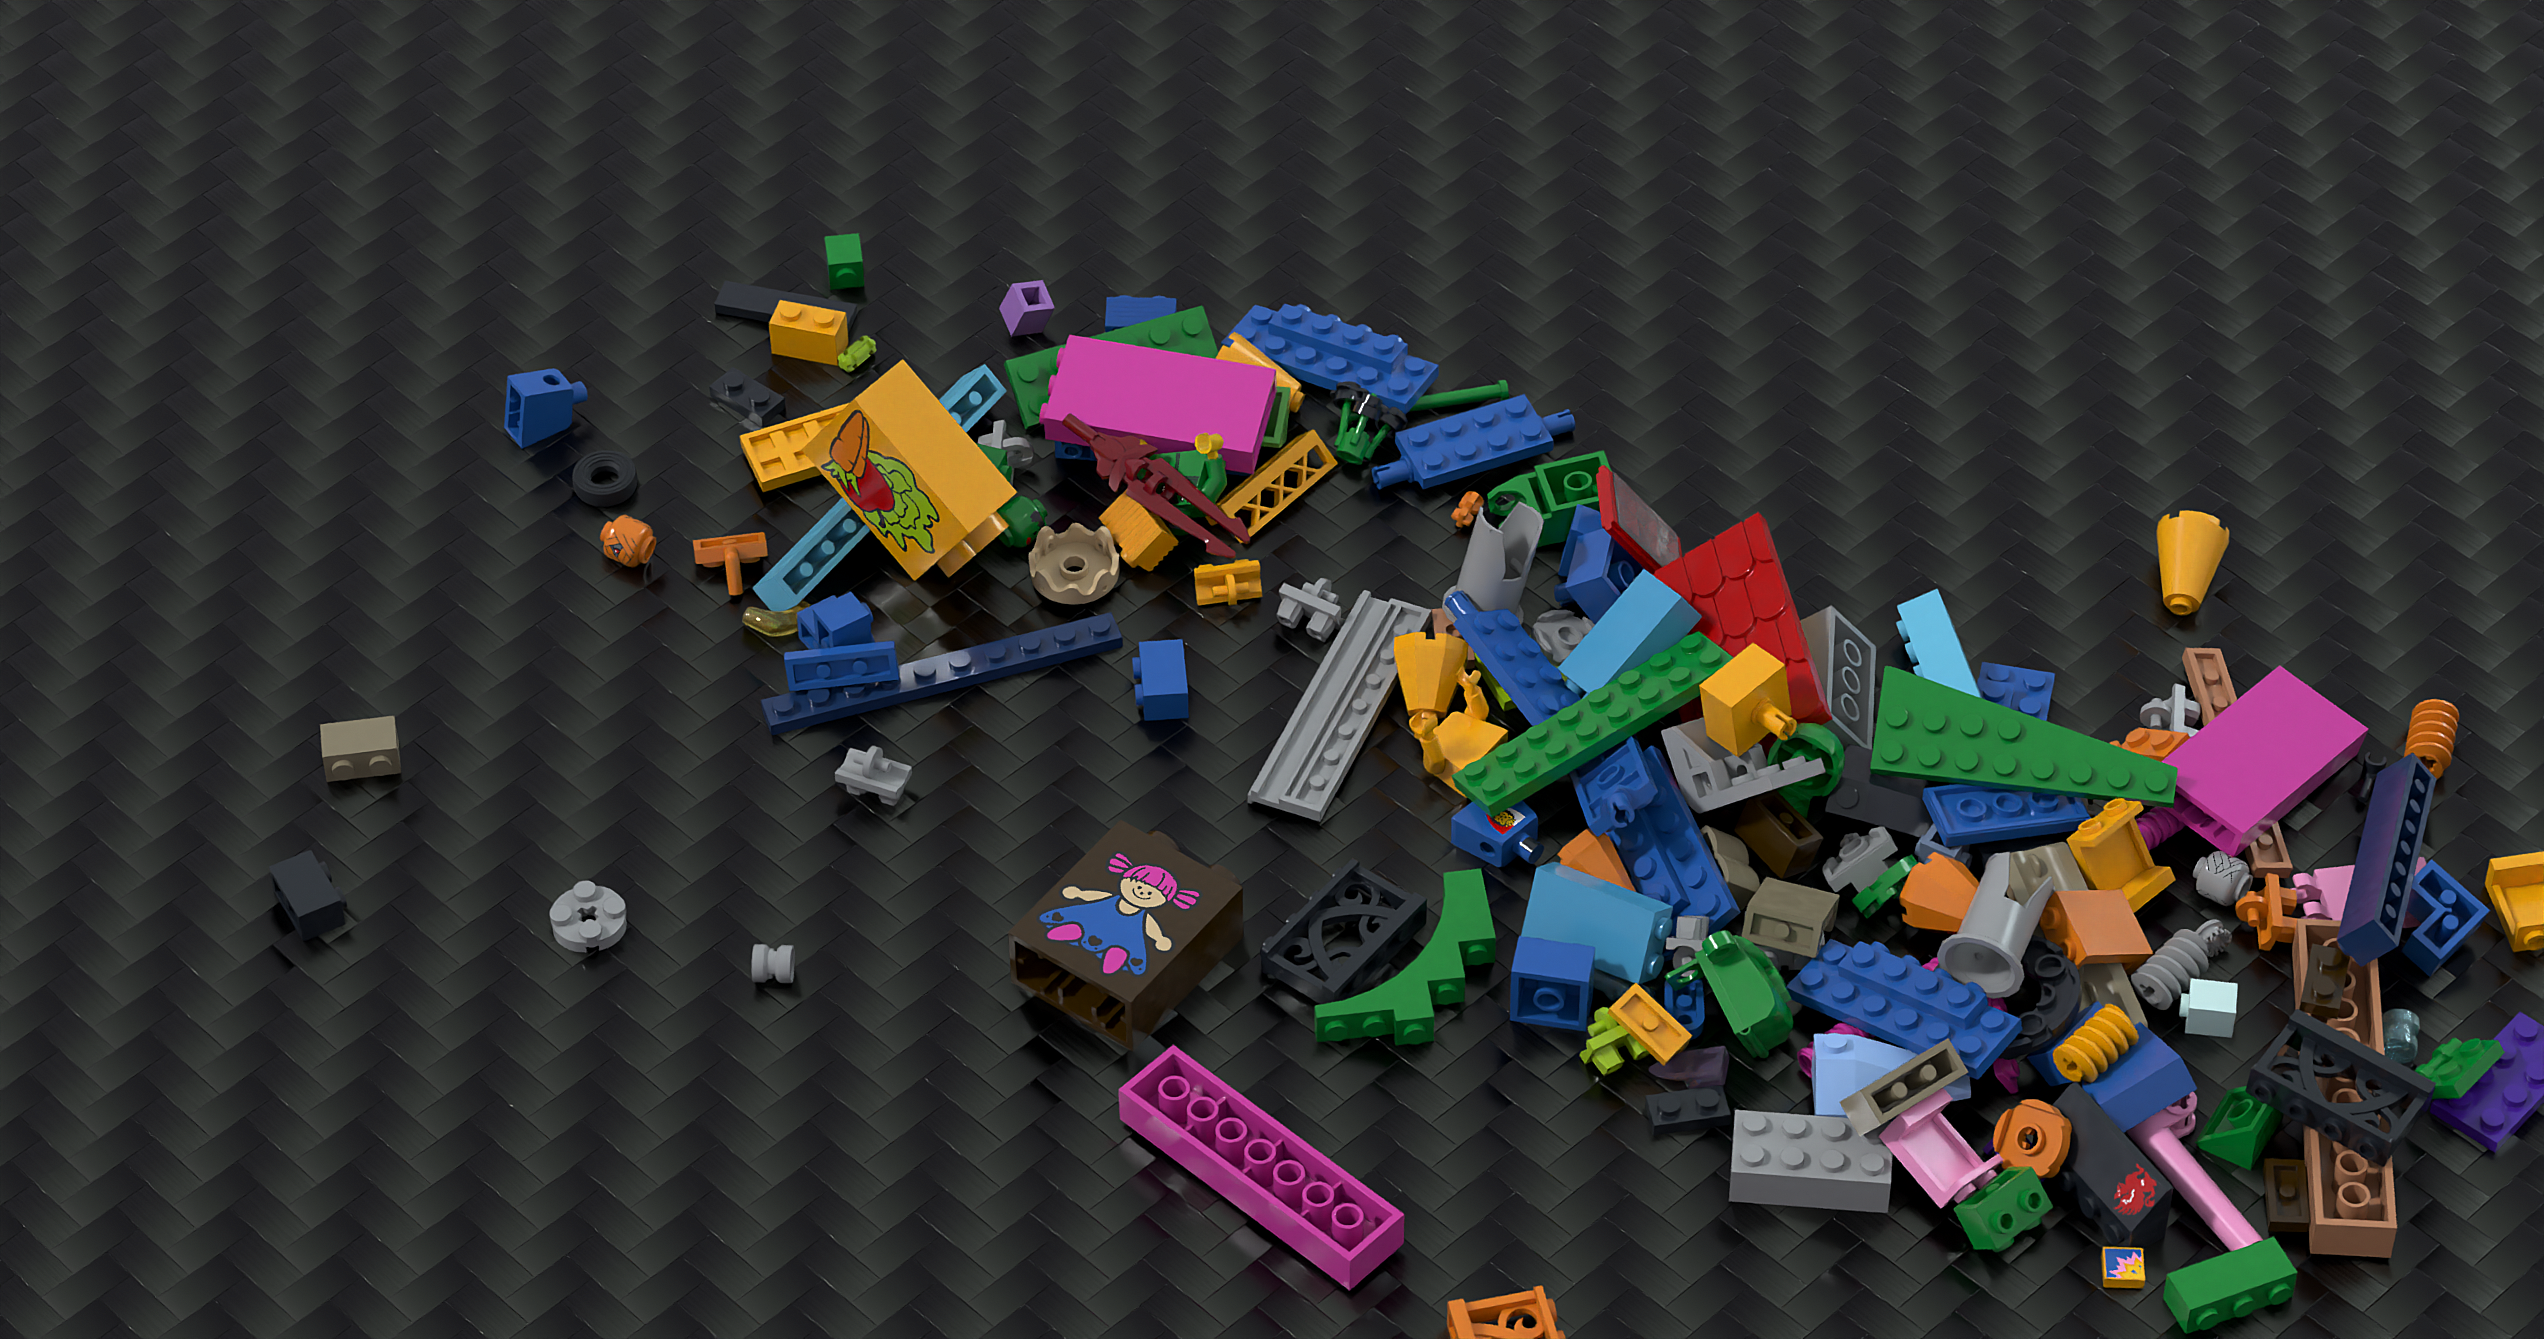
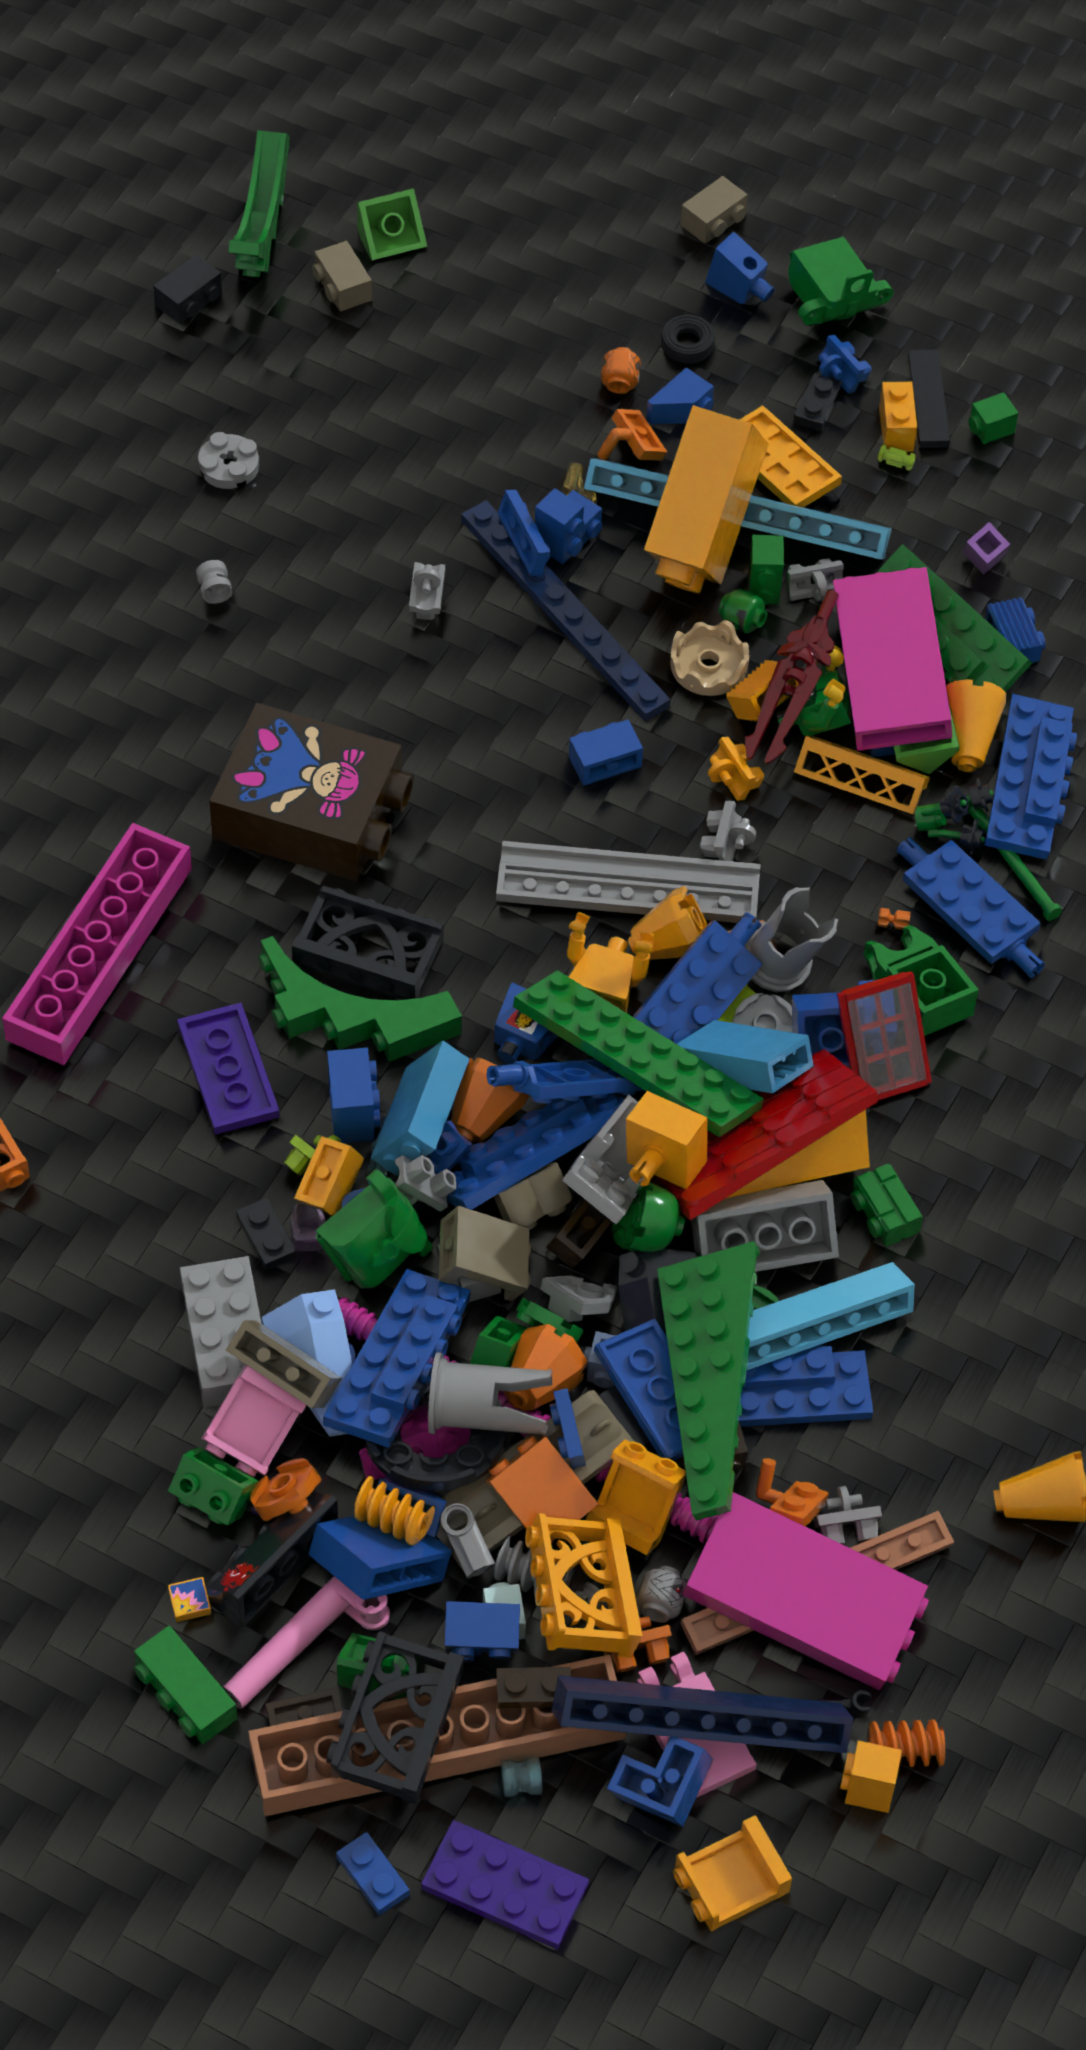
camera: 70 degrees right, 10 degrees up
(194, 780) = (264, 197): none -> green arch
(307, 688) = (390, 224): none -> bright green slope
(430, 406) = (714, 210): none -> dark tan brick
(601, 329) = (834, 282): none -> green piece
(695, 498) = (676, 399): none -> blue slope
(709, 359) = (839, 362): none -> blue hips
(1464, 1093) = (228, 1068): none -> dark purple plate
(1822, 590) = (886, 1204): none -> green brick
(1913, 928) = (497, 1343): none -> green brick
(2029, 874) = (563, 1414): none -> blue plate
(2138, 1004) = (468, 1542): none -> light grey piece
(2242, 1018) = (482, 1628): none -> blue brick
(2264, 907) = (606, 1546): none -> light orange fence
(2459, 1065) = (492, 1829): green plate -> none
(2468, 763) = (871, 1776): none -> light orange brick
(2474, 1183) = (373, 1873): none -> blue plate

